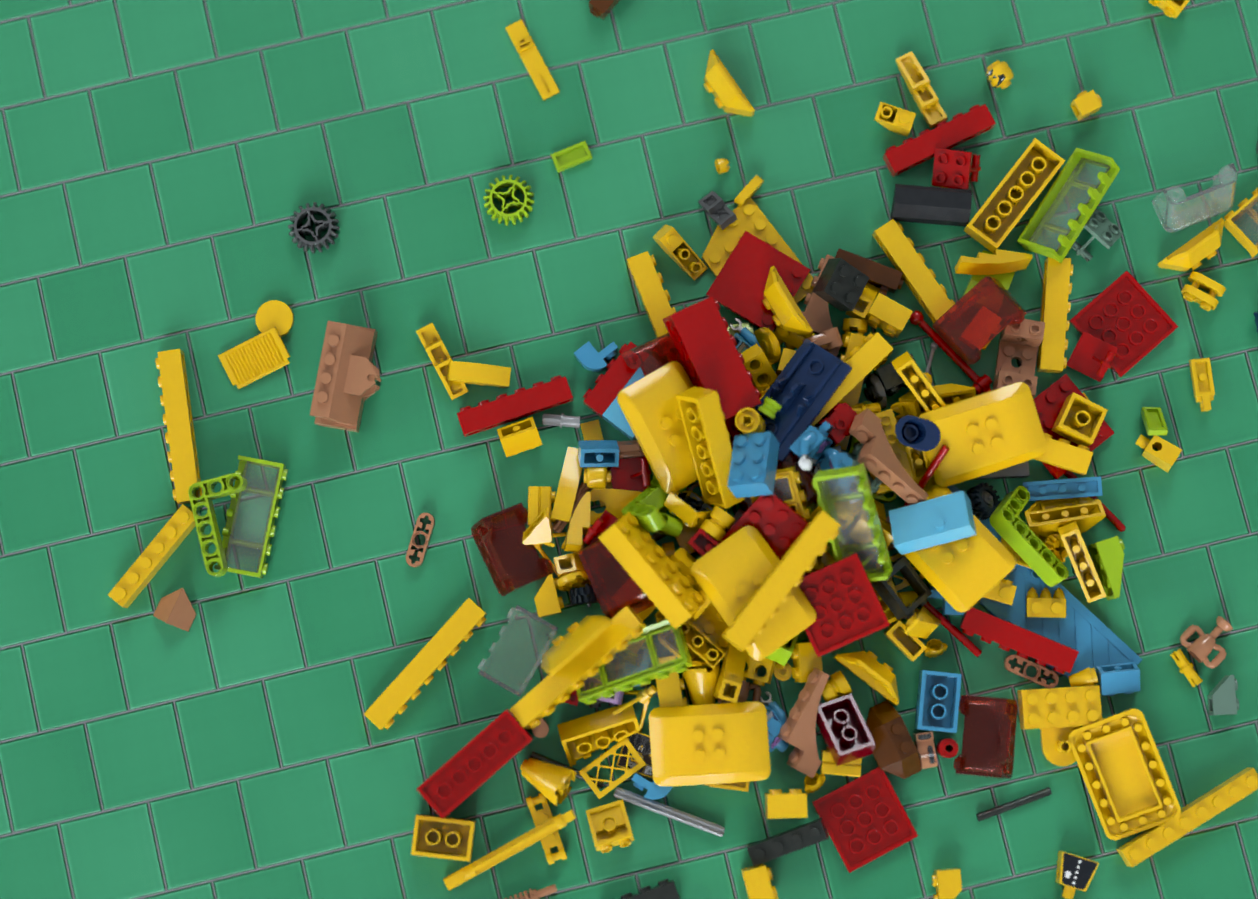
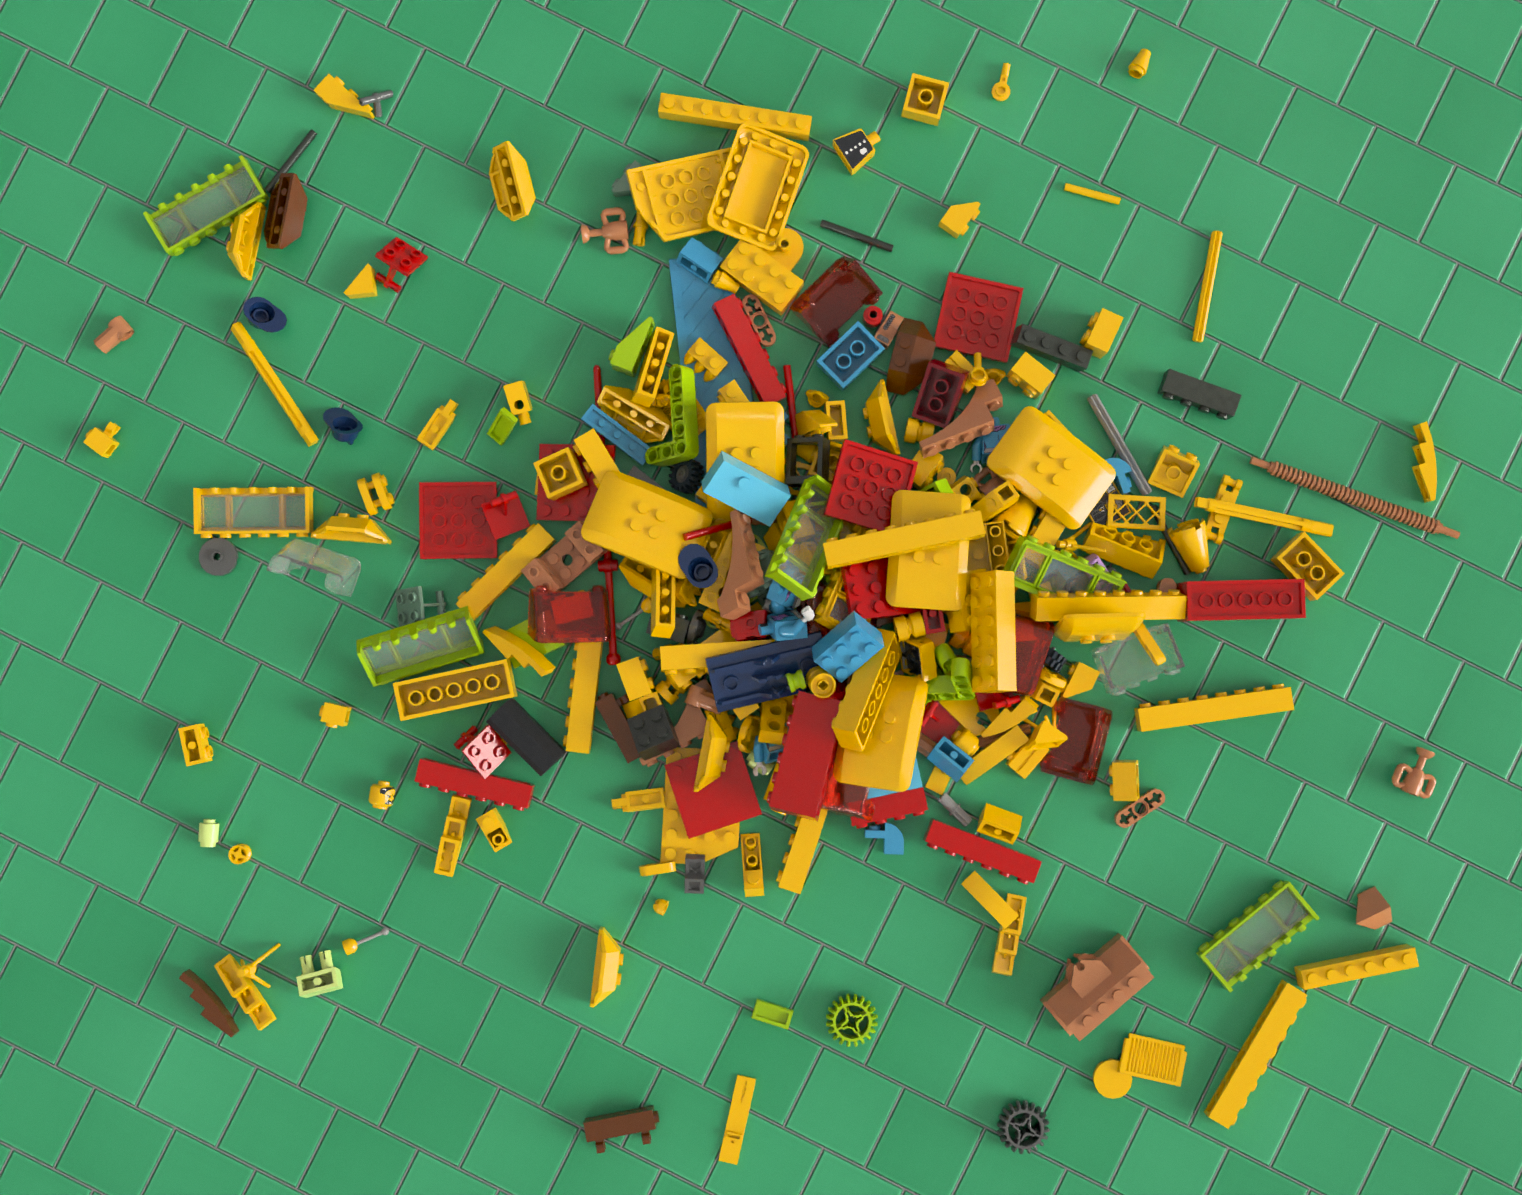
camera: 140 degrees left, 5 degrees up
(201, 522) = (1293, 958): lime beam -> none
(224, 743) = (1415, 776): none -> nougat piece
(450, 550) = (1125, 780): none -> yellow brick
(521, 669) = (1149, 645): none -> yellow beam
(804, 230) = (640, 800): none -> yellow hinge
(827, 768) = (978, 375): none -> yellow plate
(1181, 715) = (677, 193): none -> yellow plate

